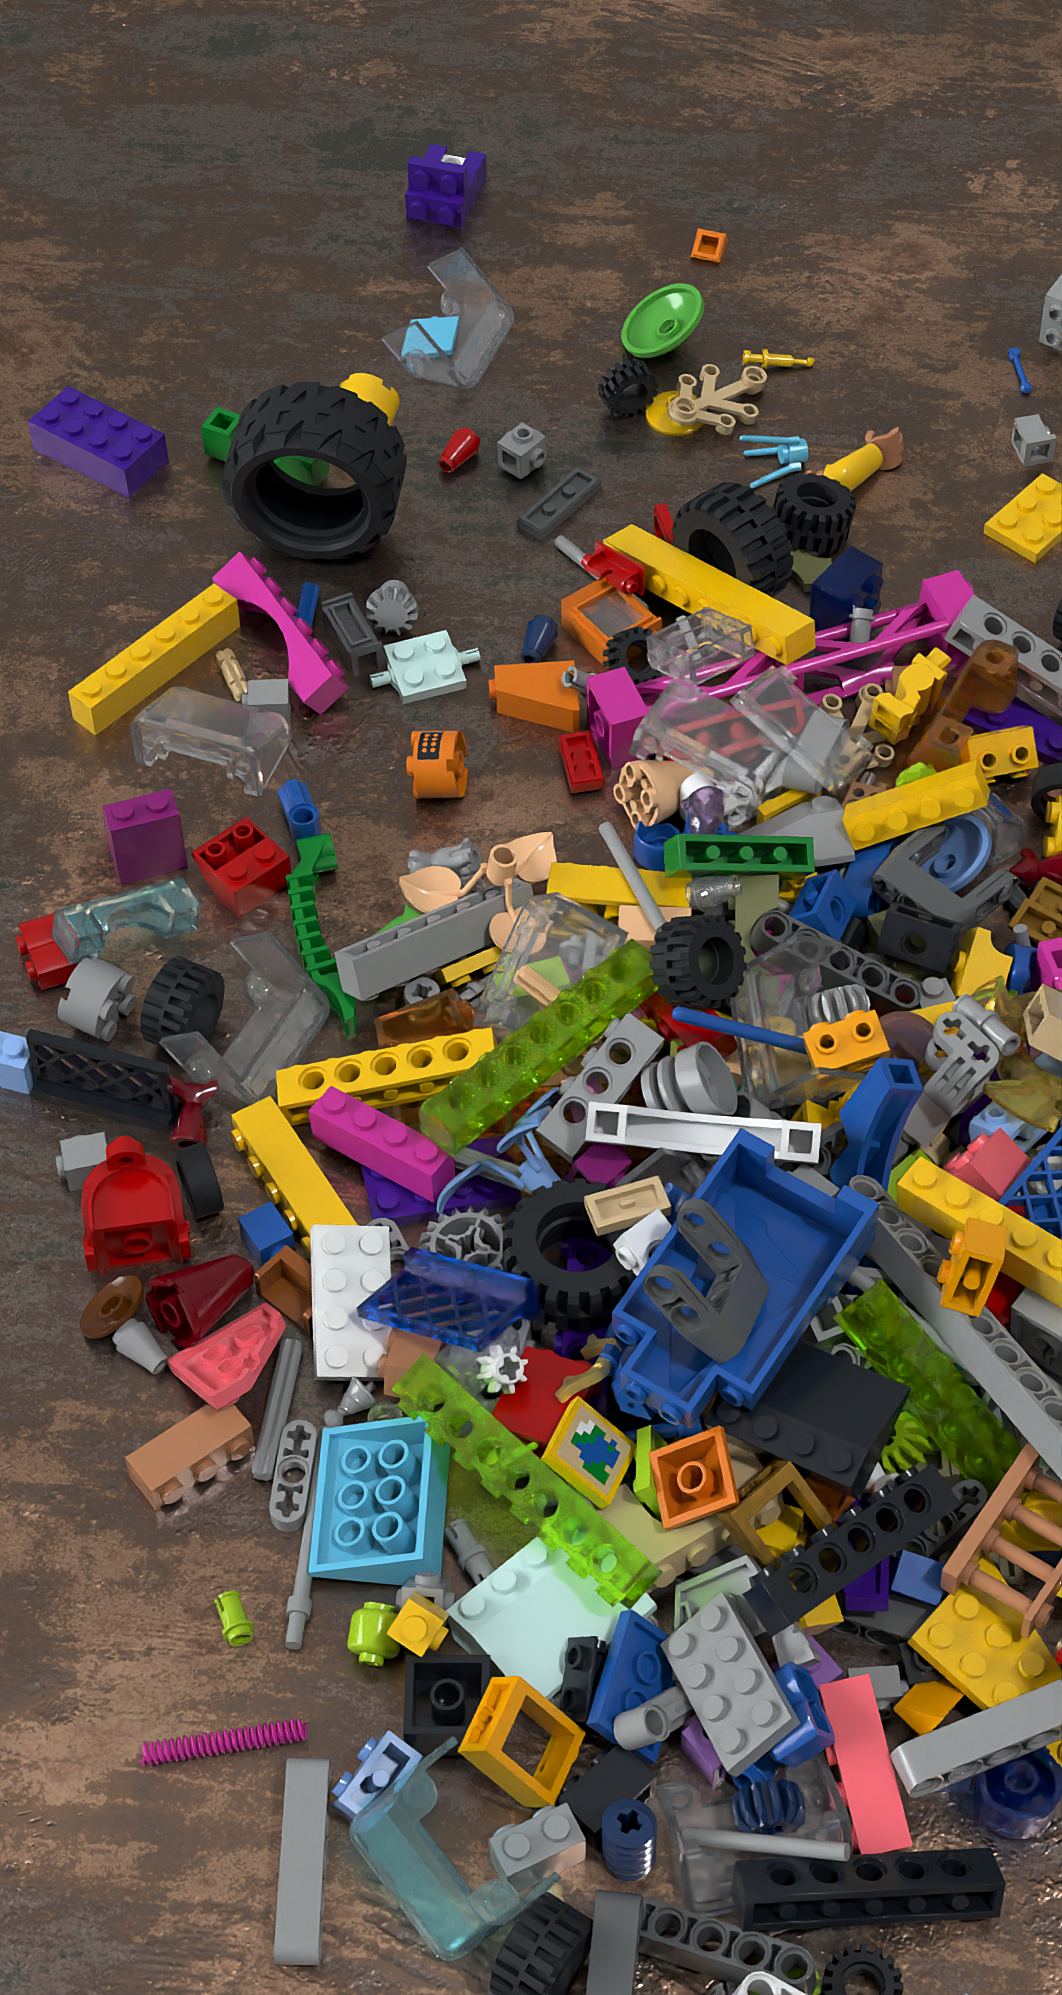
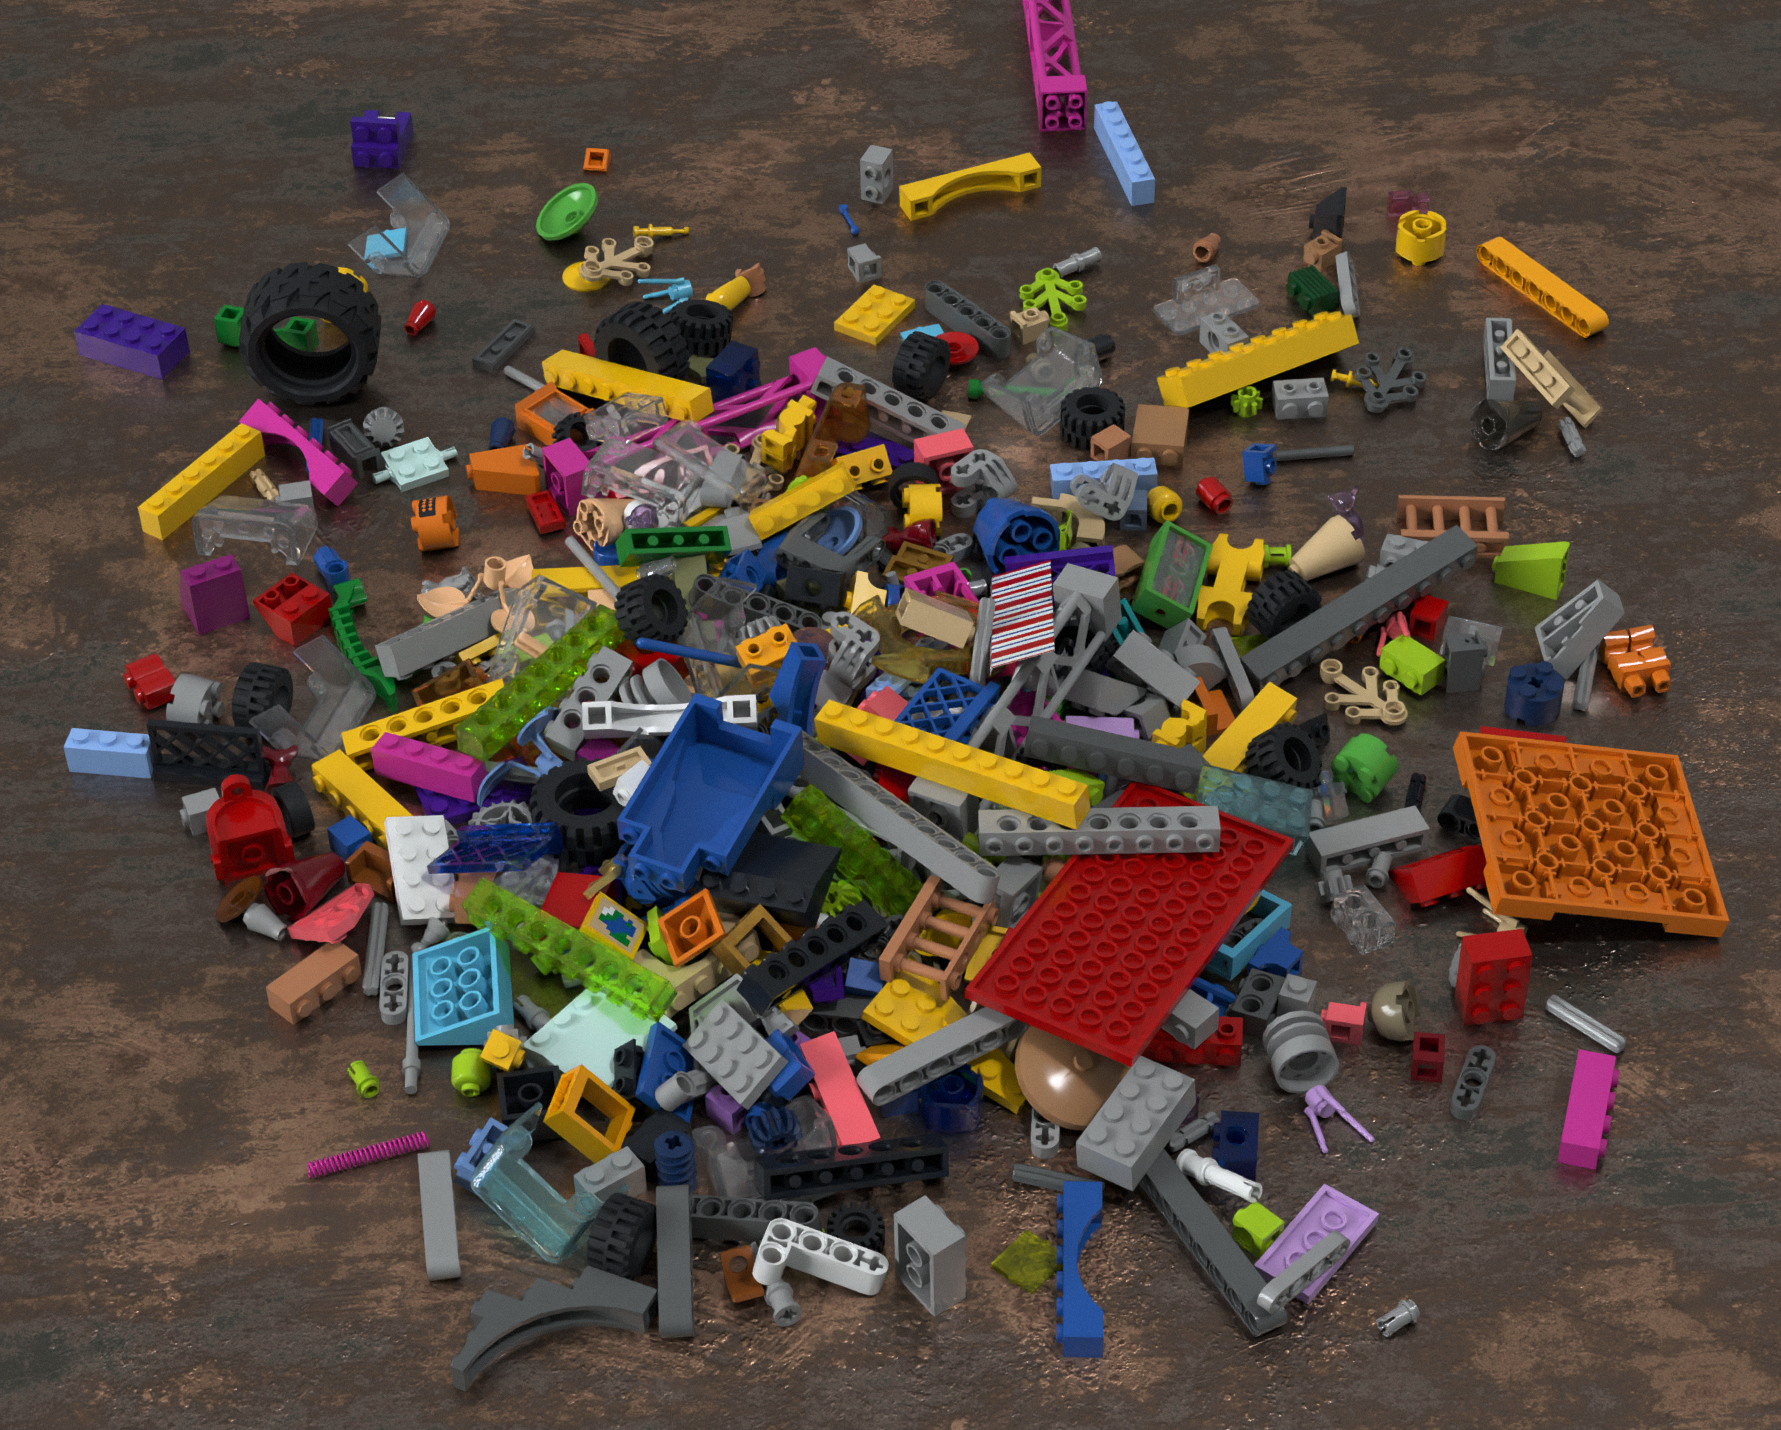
camera: 10 degrees left, 10 degrees down
(162, 907) = (234, 641): clear light blue arch -> none
(490, 1369) = (546, 889): white gear -> none
(521, 450) = (469, 311): light grey brick -> none
(622, 377) = (553, 267): black tyre -> none
(623, 572) = (554, 377): red hinge -> none
(734, 1297) = (706, 799): dark grey connector -> none
(768, 1843) = (785, 1146): light grey bar -> none
(861, 625) = (747, 392): light grey pin -> none
(972, 1267) = (875, 759): light orange brick -> none
(988, 1023) = (870, 616): light grey pin -> none

